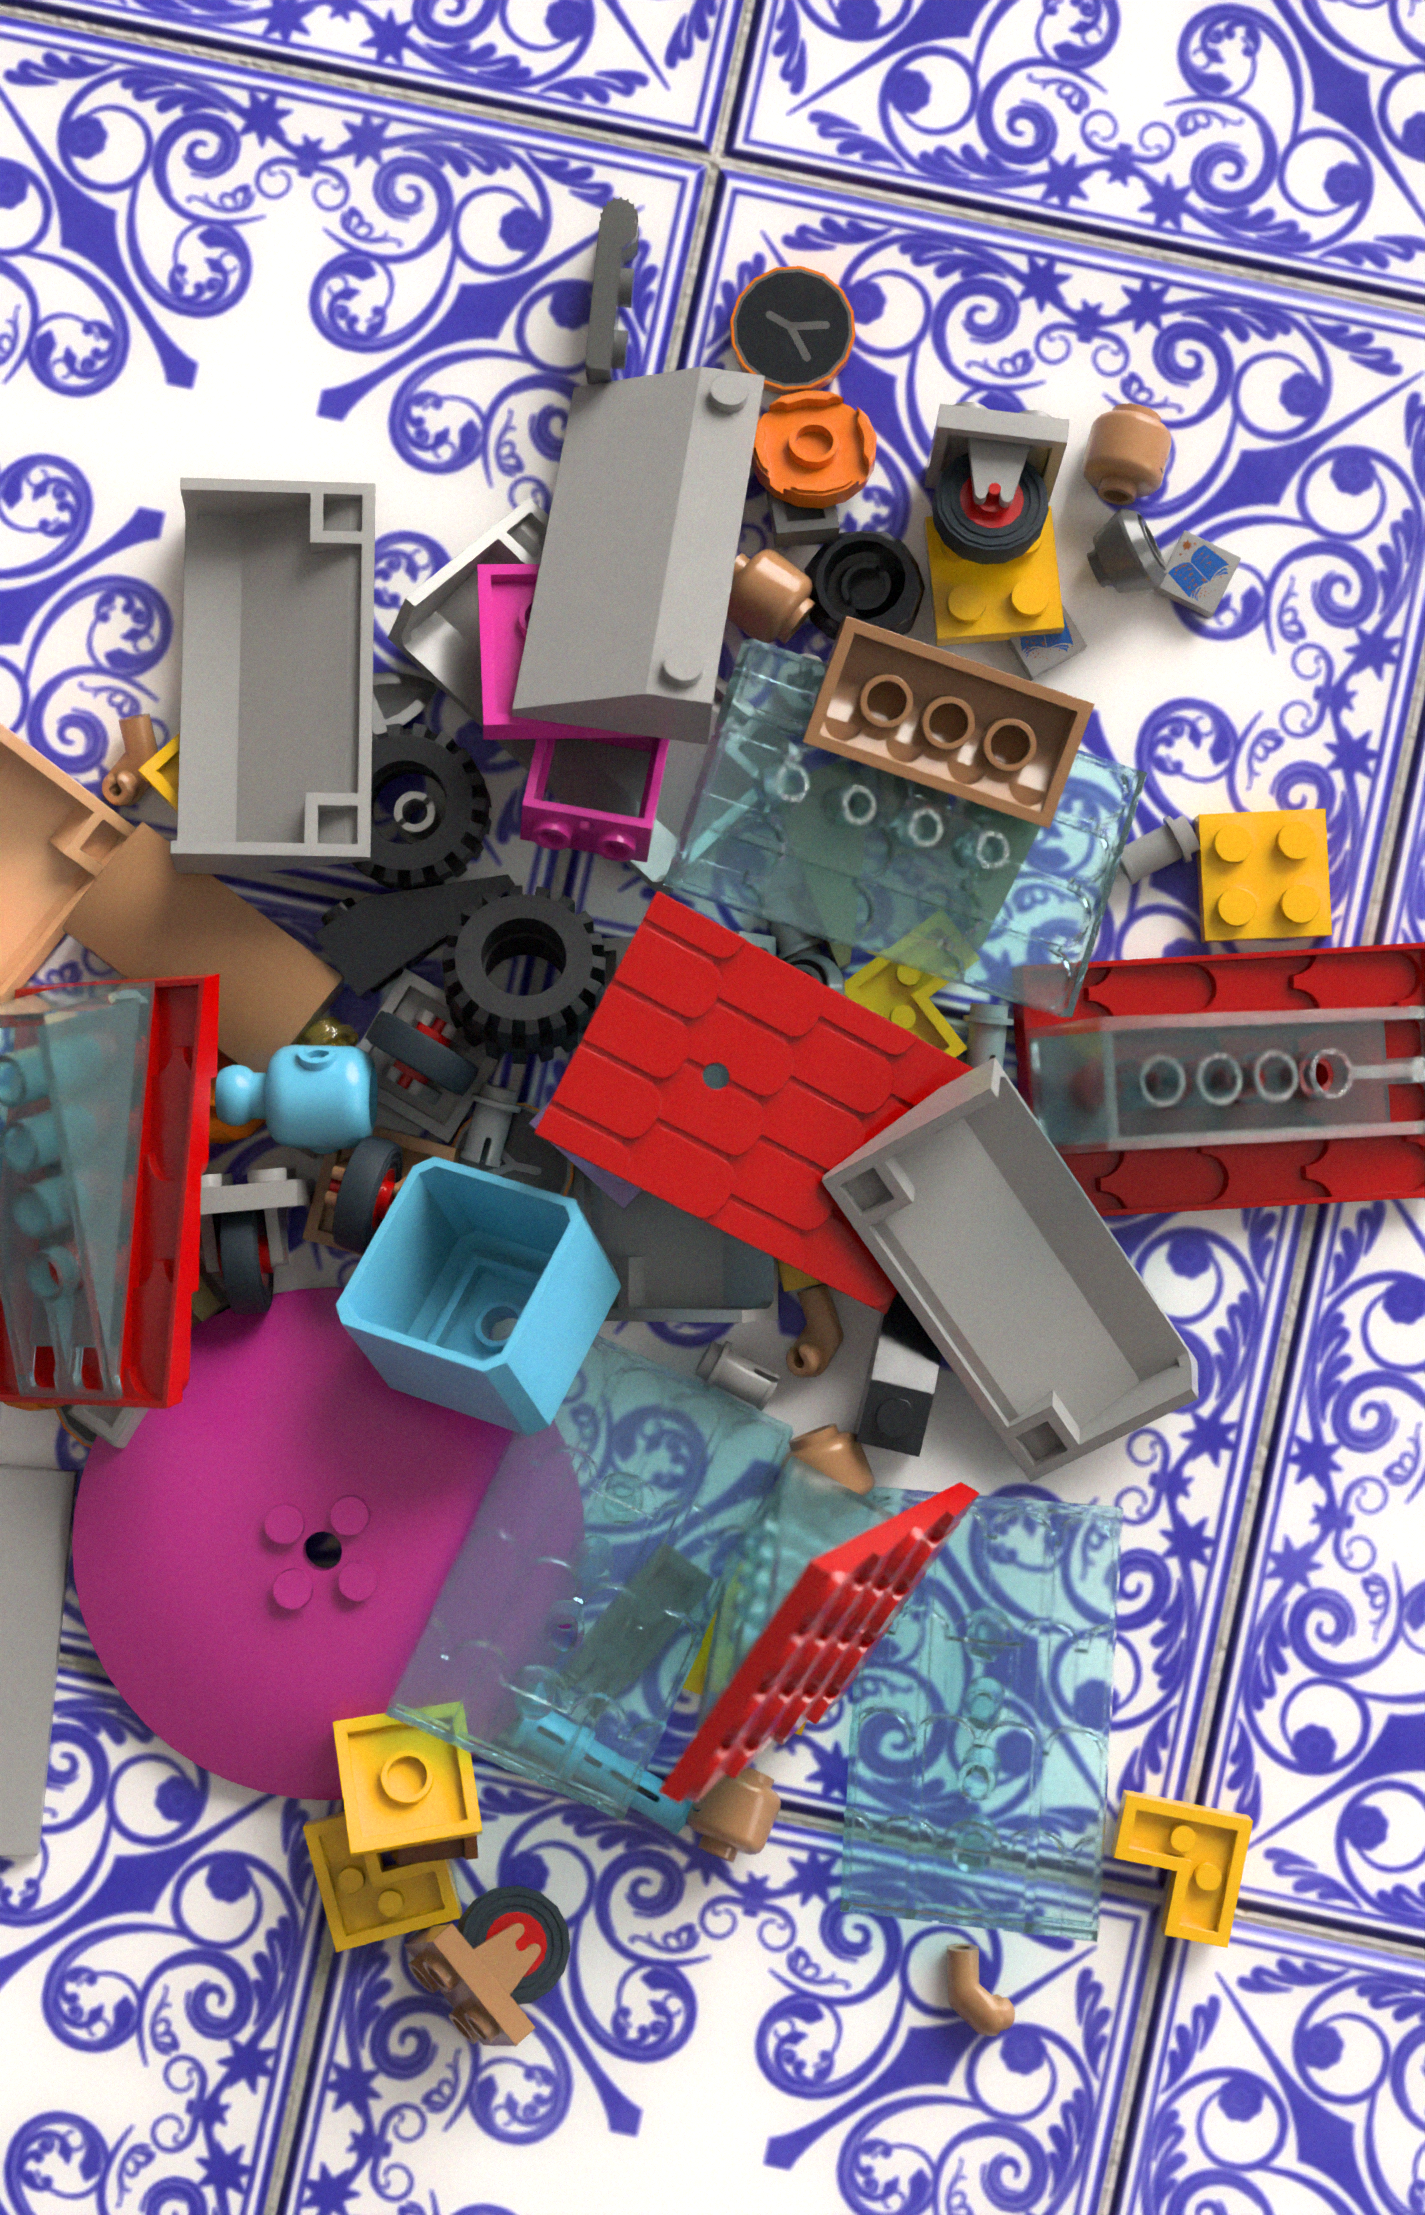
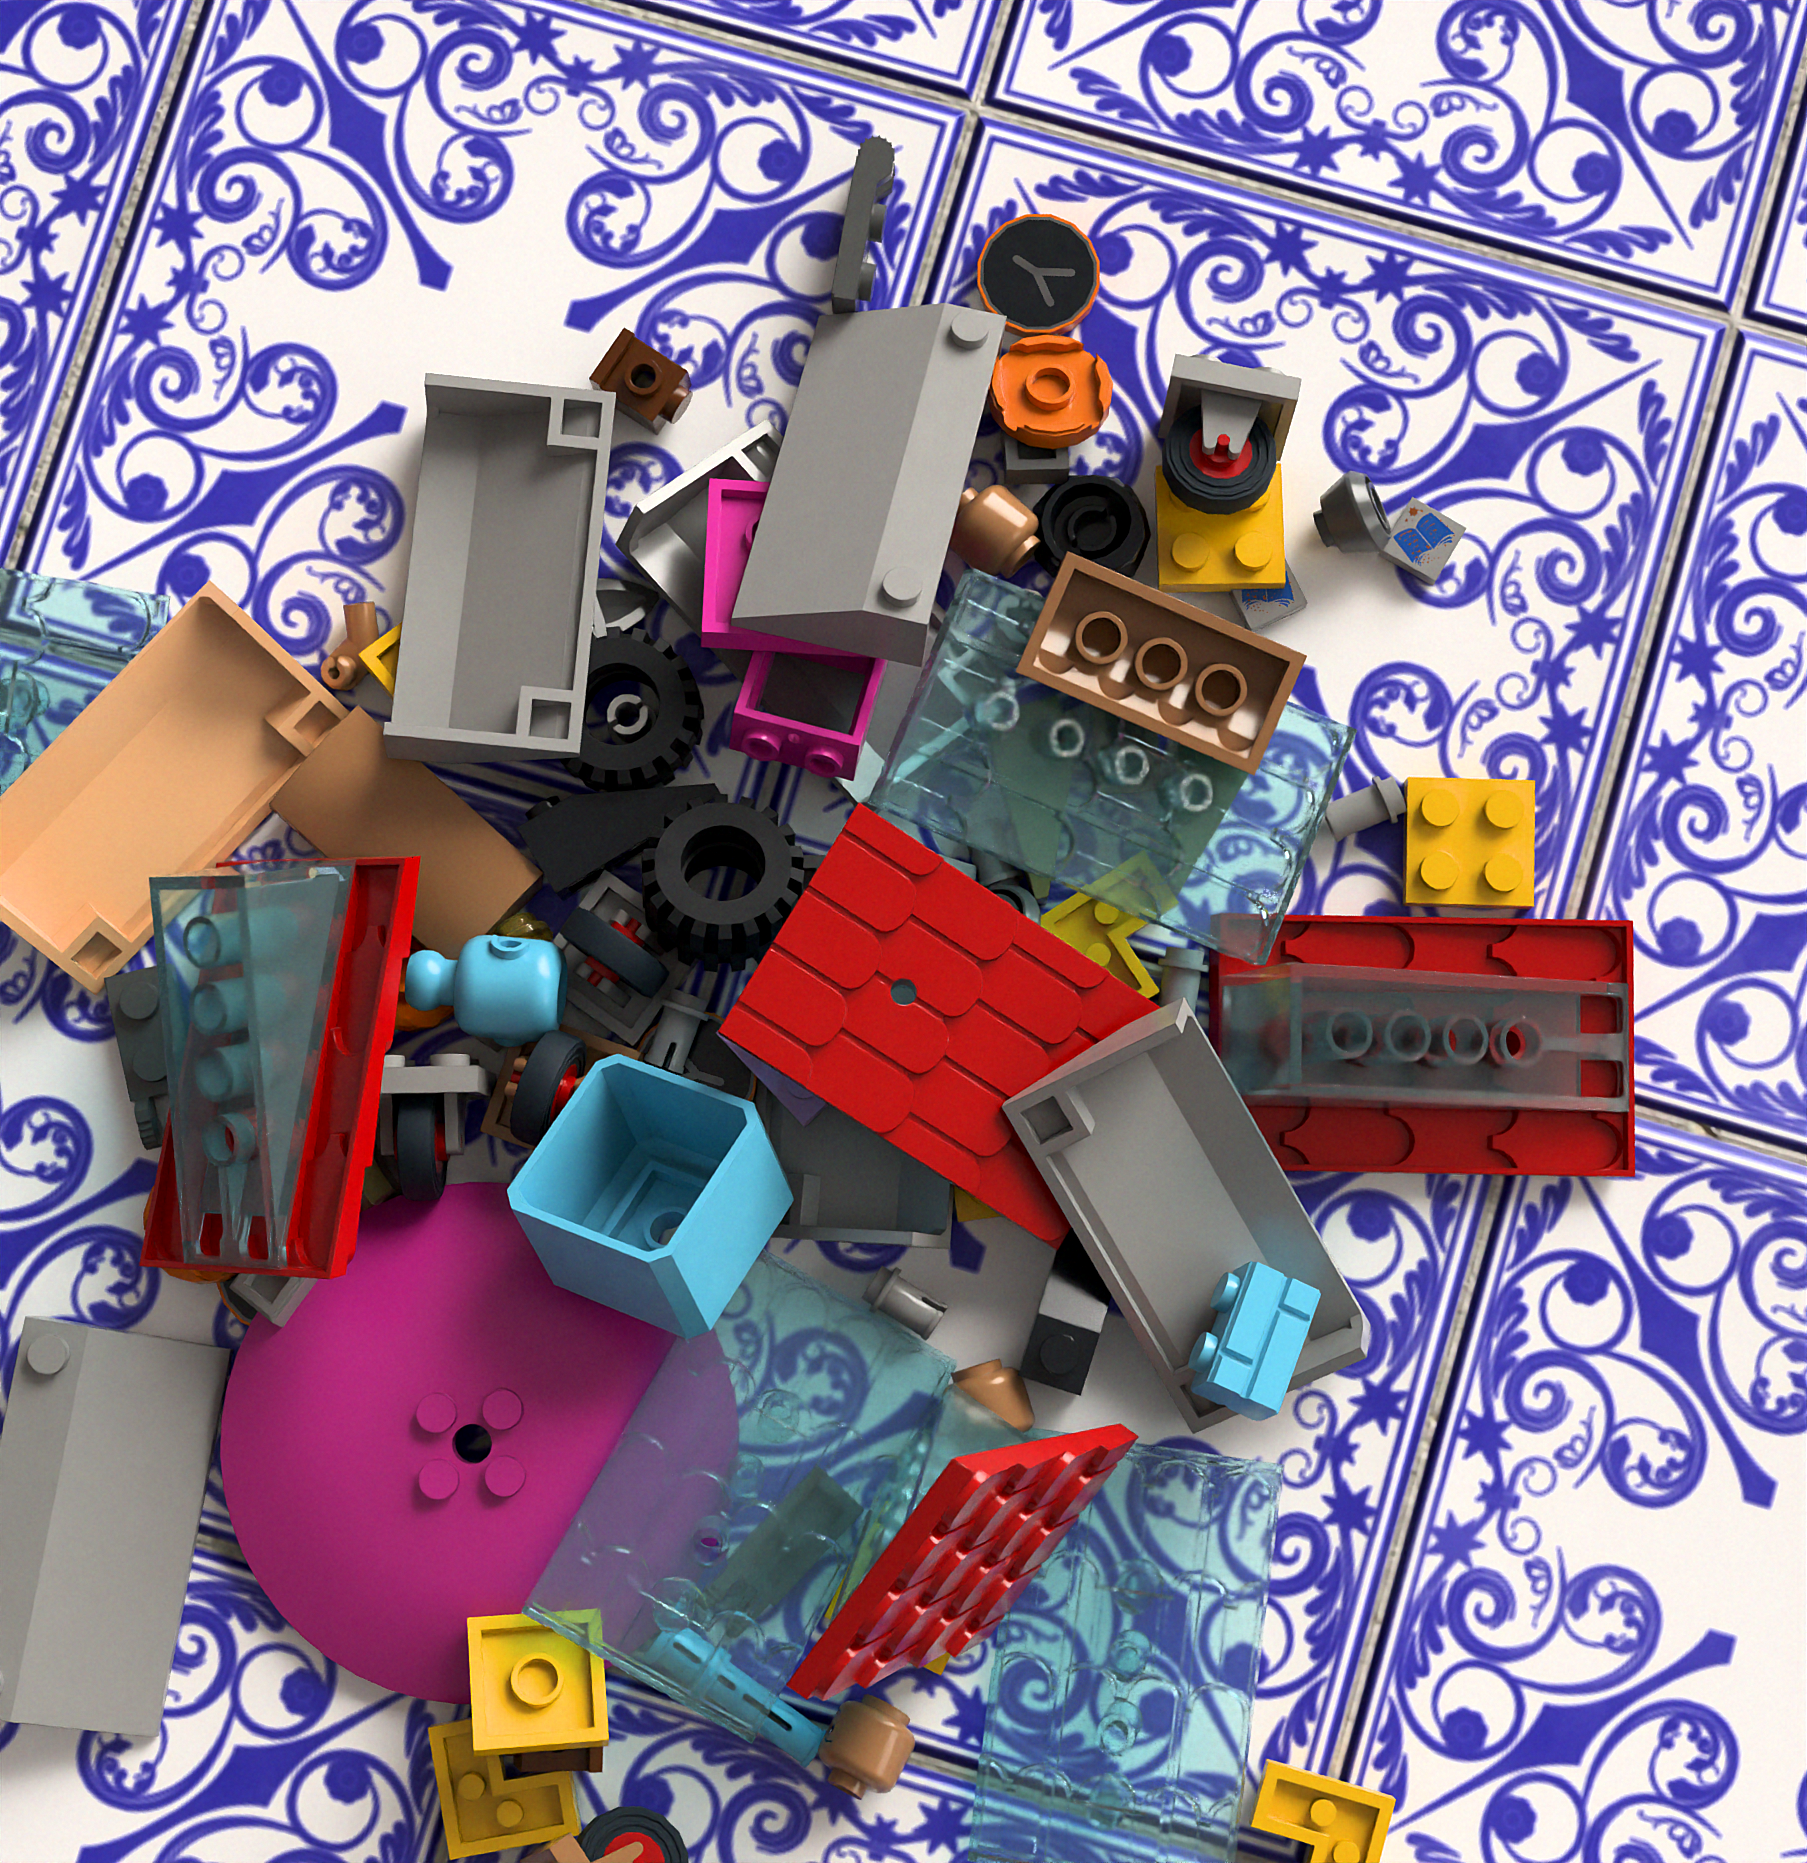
camera: 10 degrees right, 5 degrees down
(410, 494) = (648, 406): none -> reddish brown brick
(820, 1336) = (991, 1270): medium nougat arm -> none
(1085, 1390) = (1253, 1340): none -> medium azure brick
(1126, 453) = (1359, 418): medium nougat head -> none

